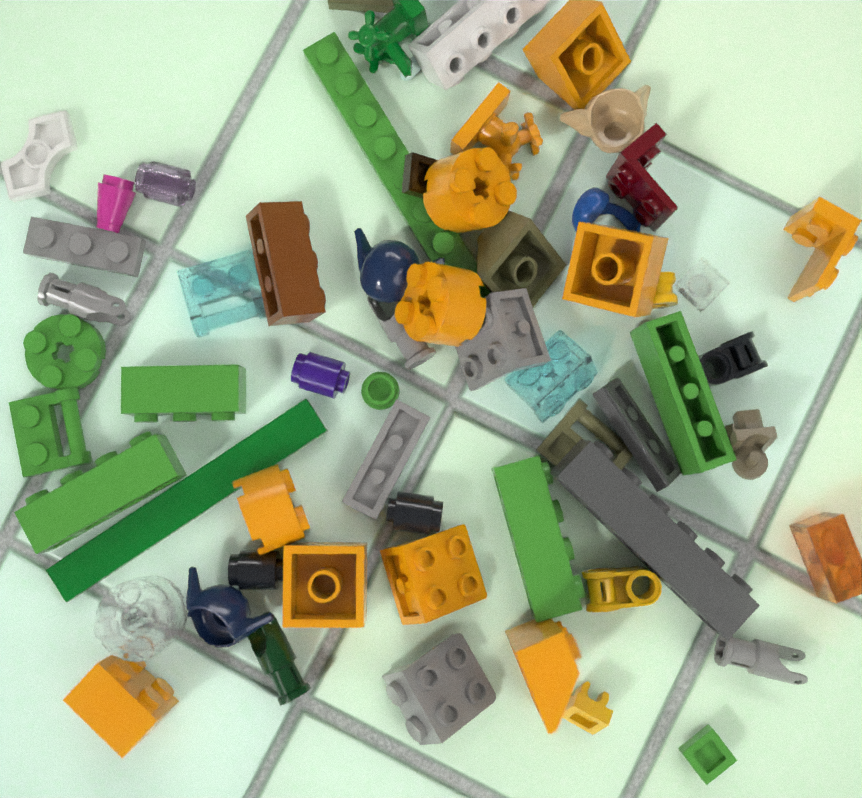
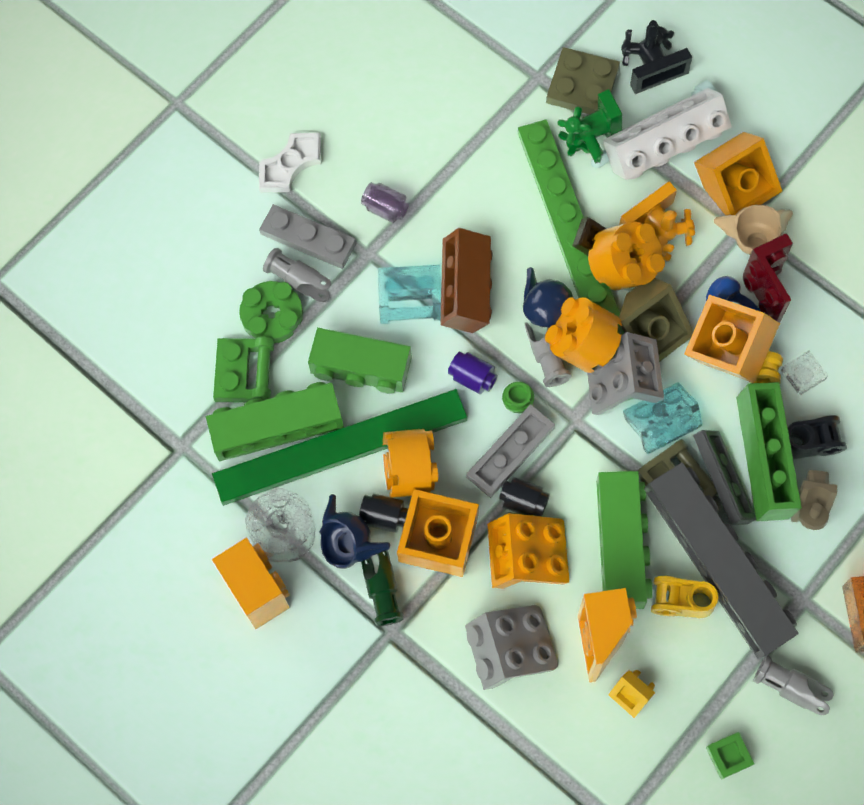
camera: 20 degrees right, 15 degrees down
(113, 202) = (340, 206): dark pink cone -> none

